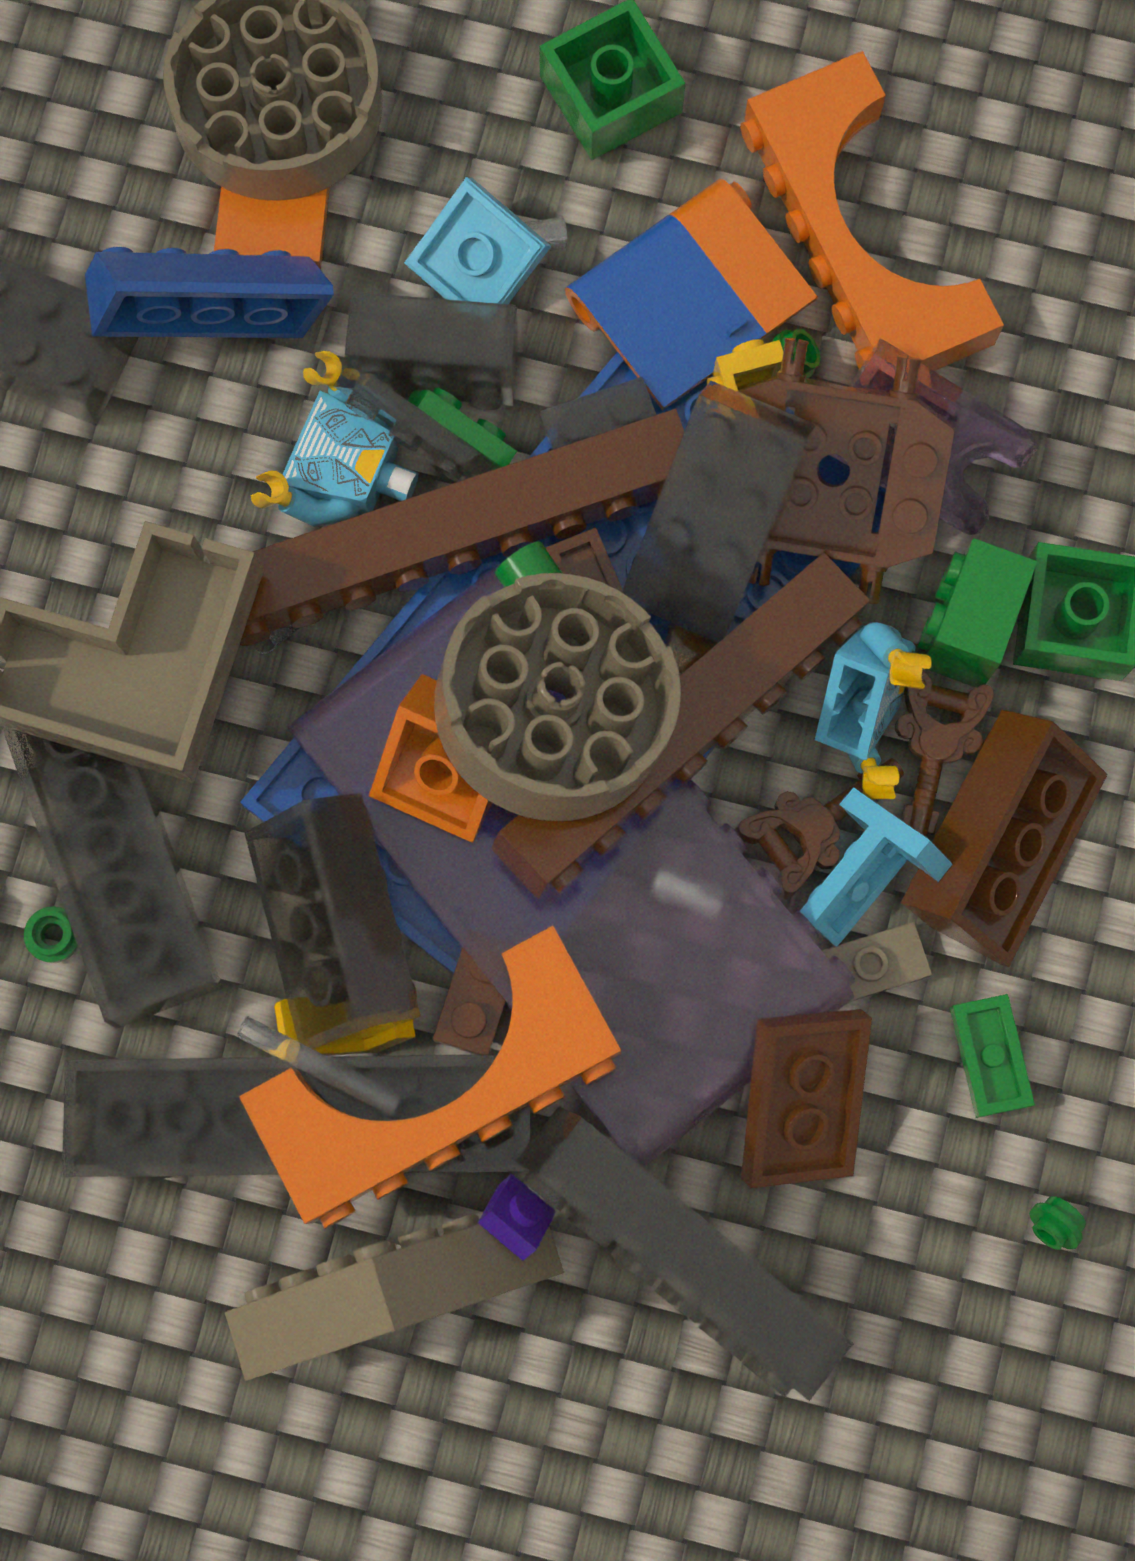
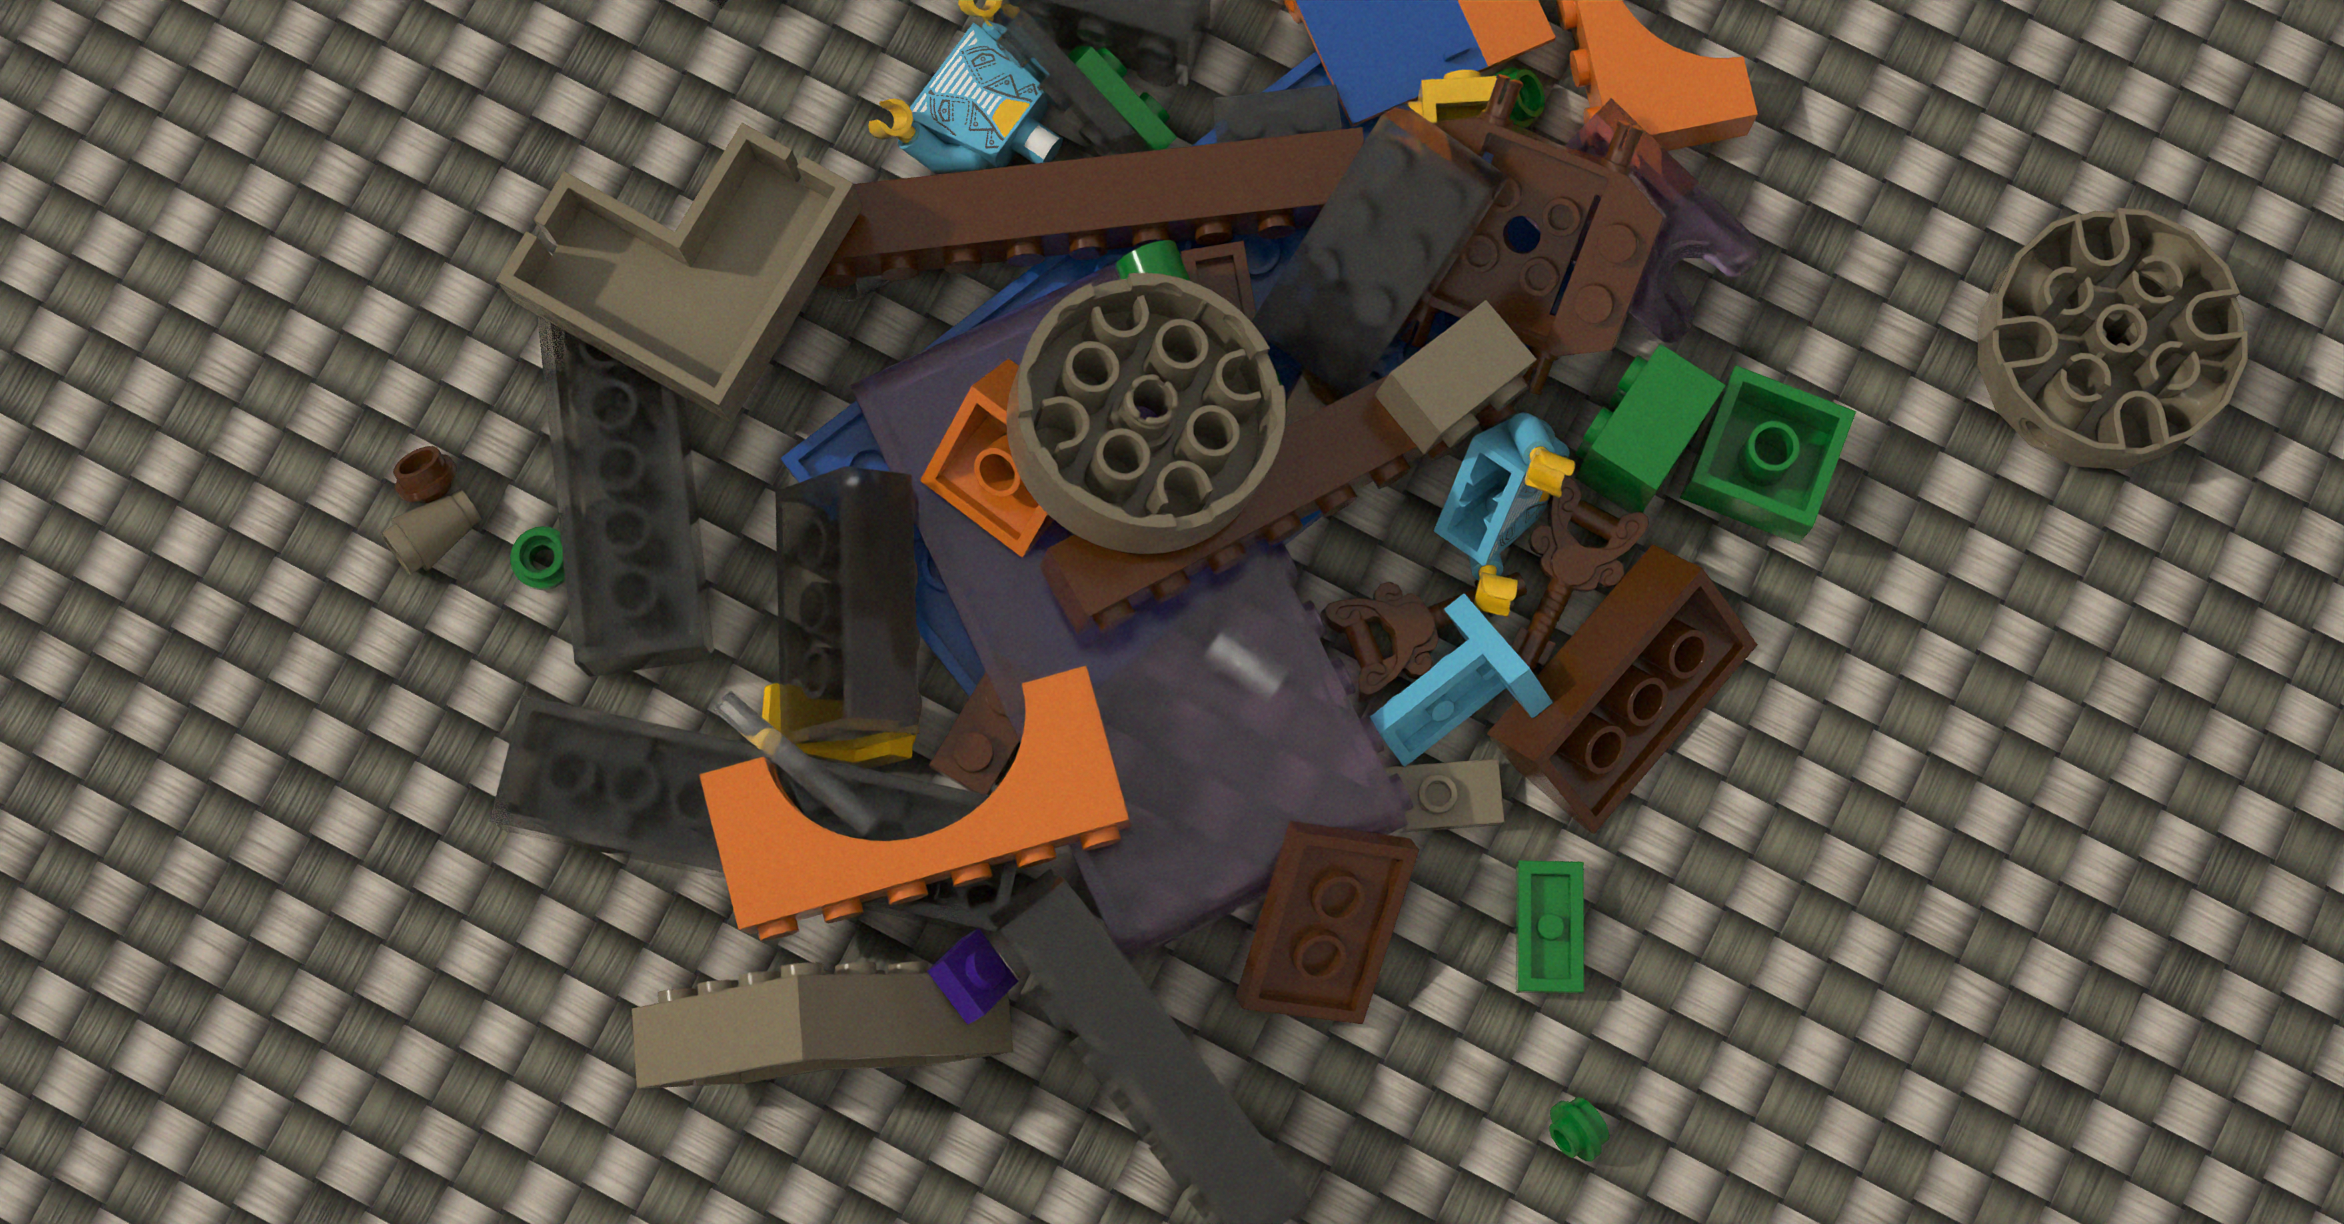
camera: 15 degrees right, 0 degrees up
(809, 605) = (1456, 378): none -> dark tan brick

